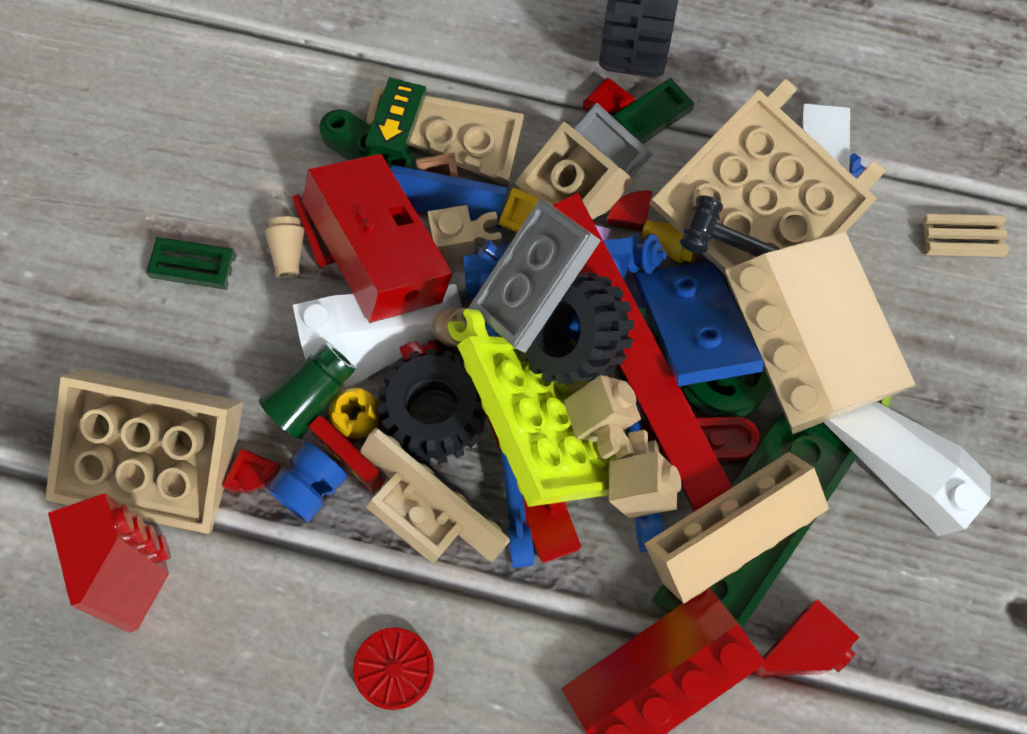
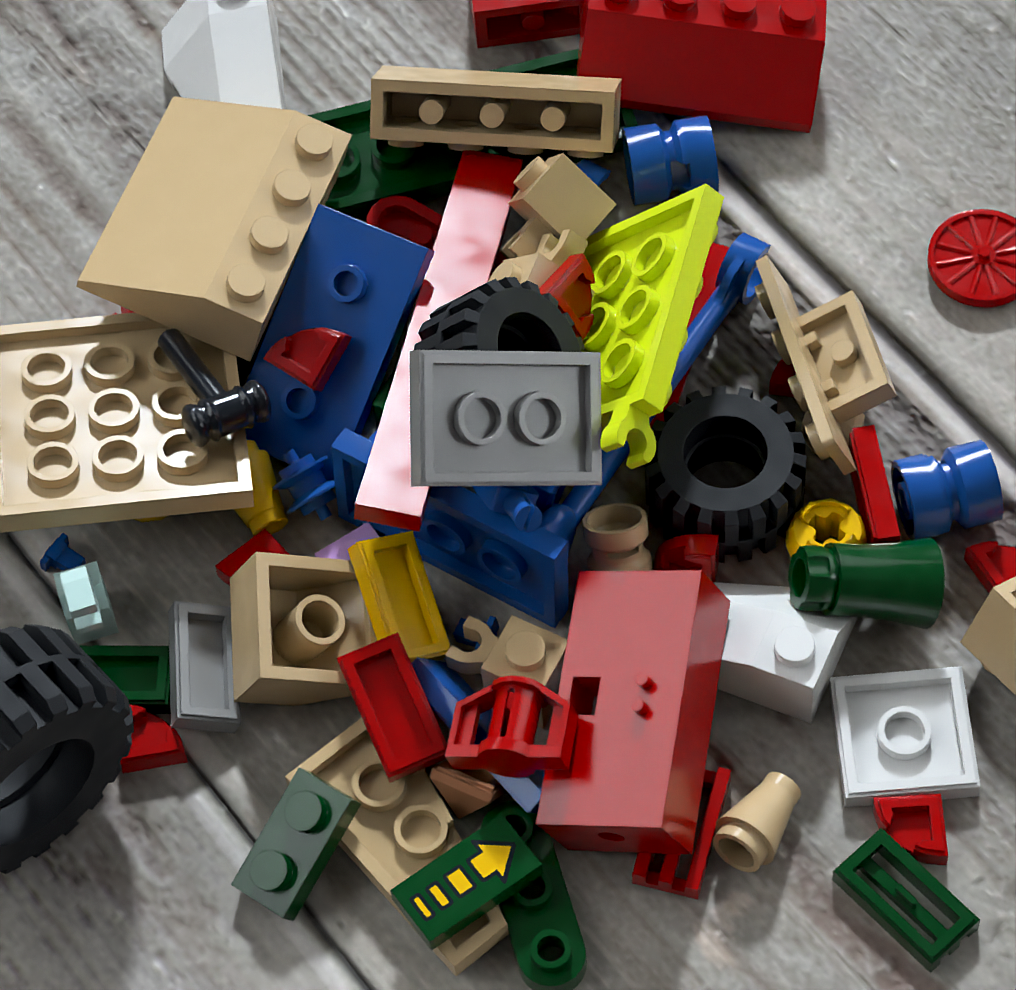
camera: 135 degrees left, 10 degrees down
(210, 301) = (915, 824): none -> red tile
(245, 343) = (904, 735): none -> white tile
(421, 176) = (512, 729): none -> red piece
(492, 89) = (296, 844): none -> plate
(495, 164) = (393, 707): none -> red tile
(580, 410) = (573, 292): none -> red tile
(619, 588) = (669, 159): none -> blue wheel
(694, 117) = (85, 603): none -> light aqua piece
(697, 297) = (309, 355): none -> red tile

